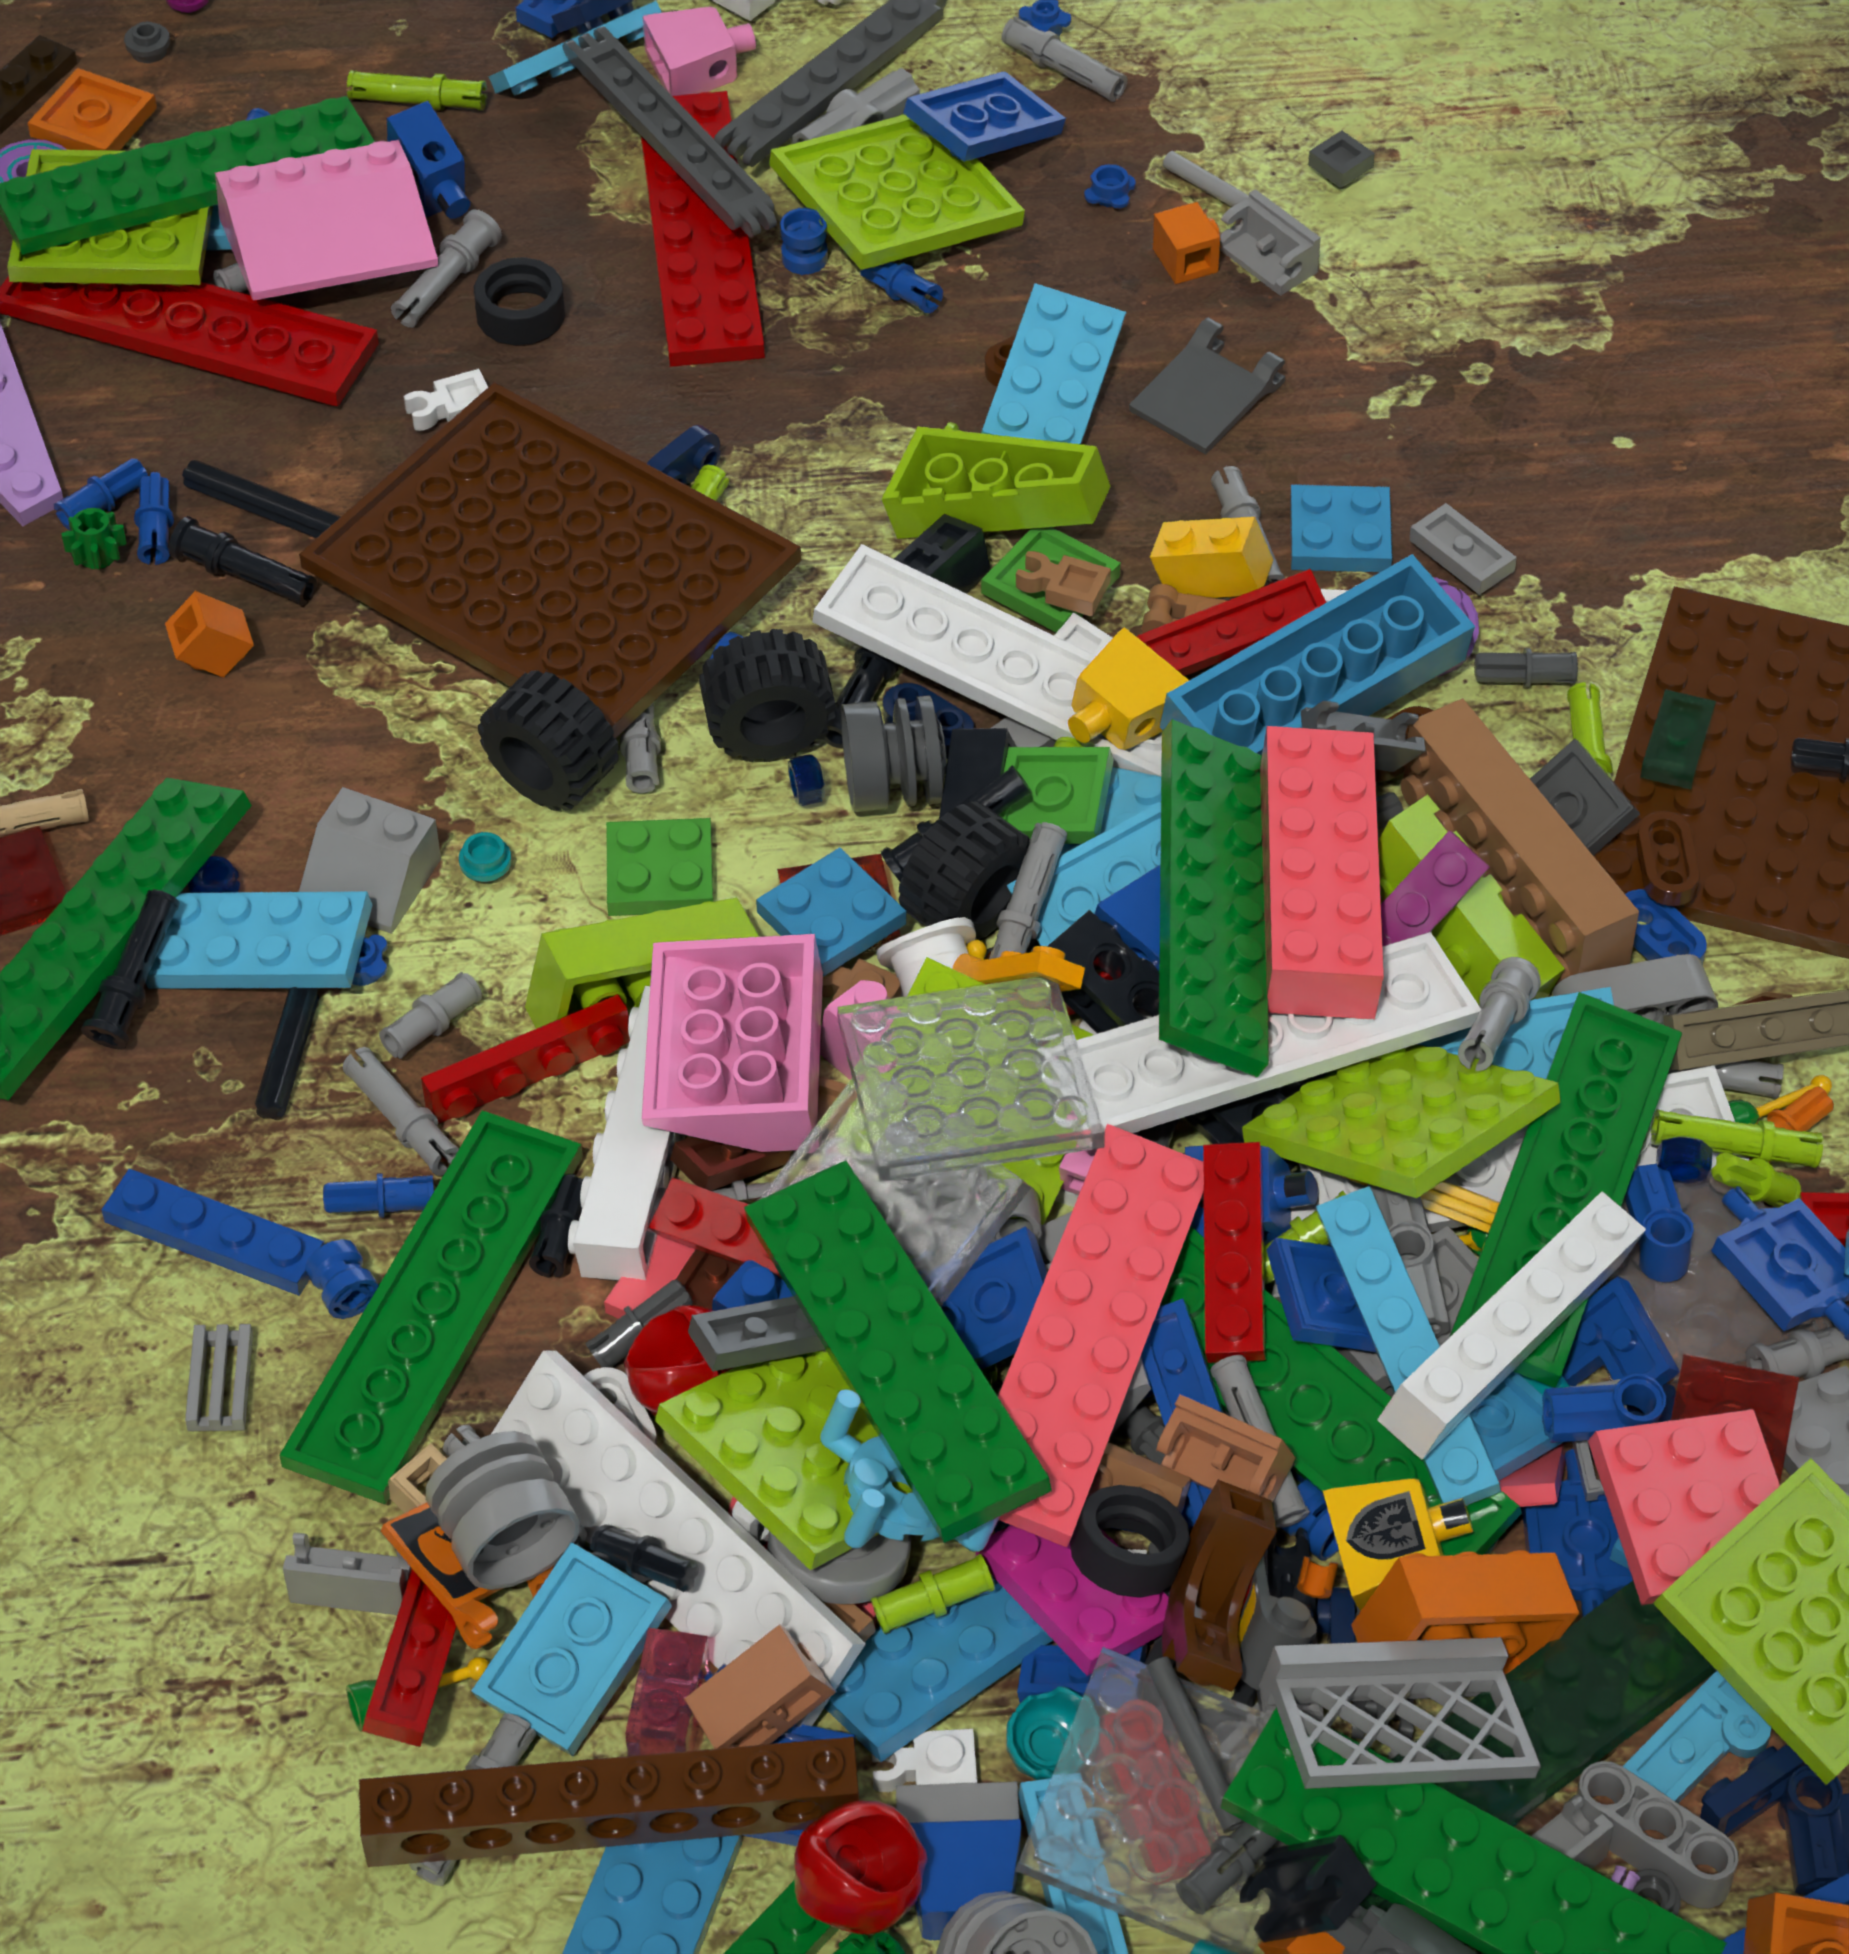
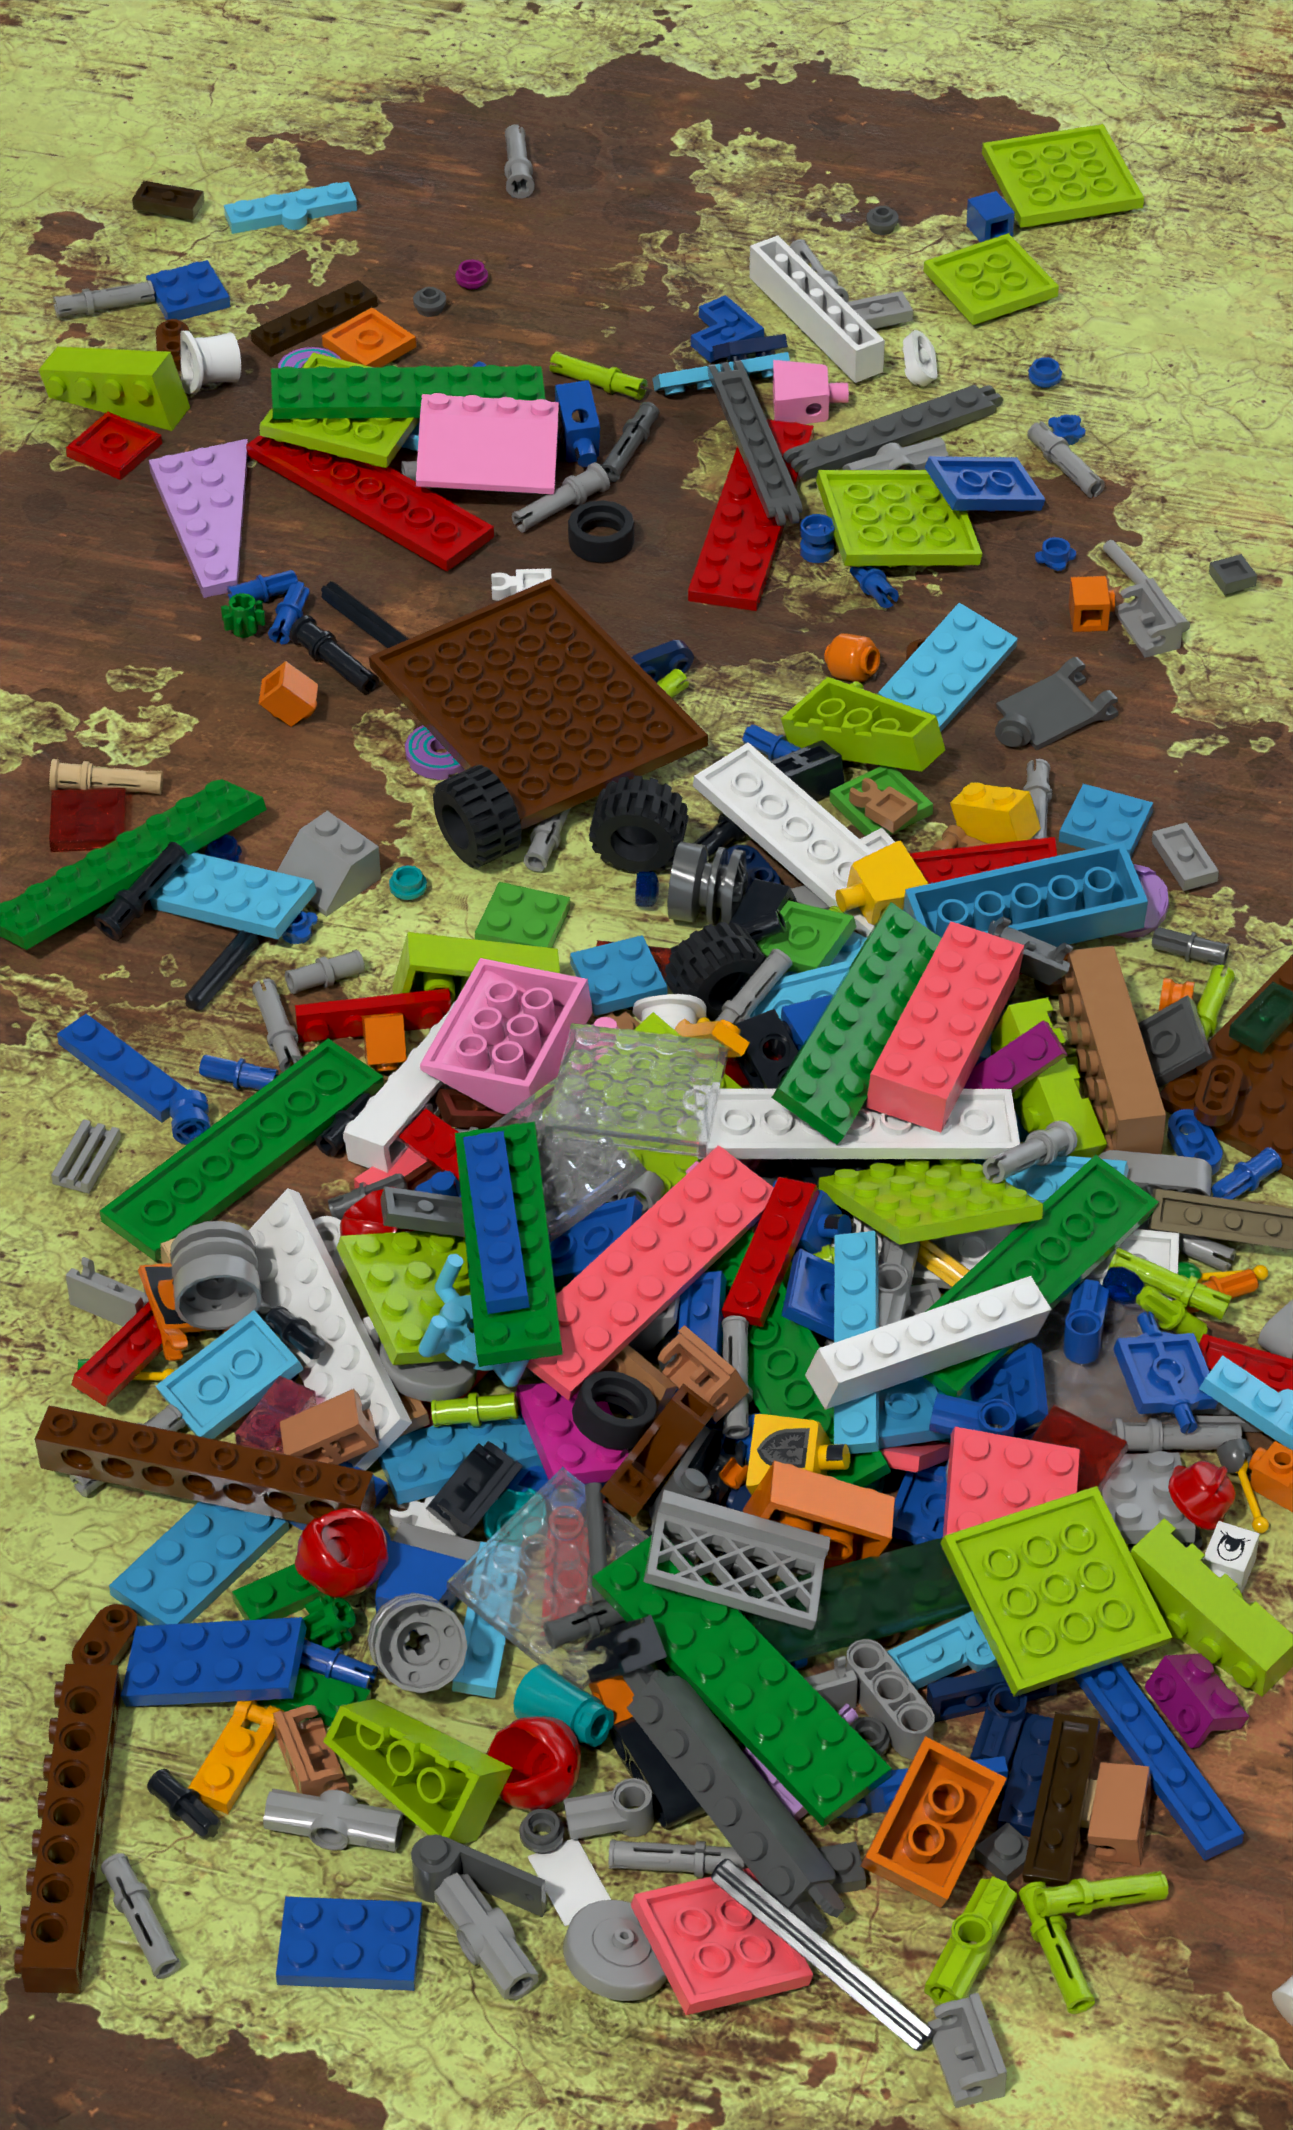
camera: 20 degrees right, 5 degrees down
(429, 678) = (424, 760): none -> medium lavender tile
(503, 135) = (634, 433): none -> dark grey pin
(561, 1092) = (384, 1040): none -> orange brick
(877, 536) = (768, 743): none -> blue axle
(877, 1327) = (496, 1222): none -> blue plate
(924, 391) = (852, 657): none -> orange head
(985, 1710) = (473, 1488): none -> black hinge
(1172, 436) = (1013, 730): none -> dark grey plate
(1543, 741) = (1173, 992): none -> orange wheel
(1745, 958) = (1247, 1175): none -> blue axle

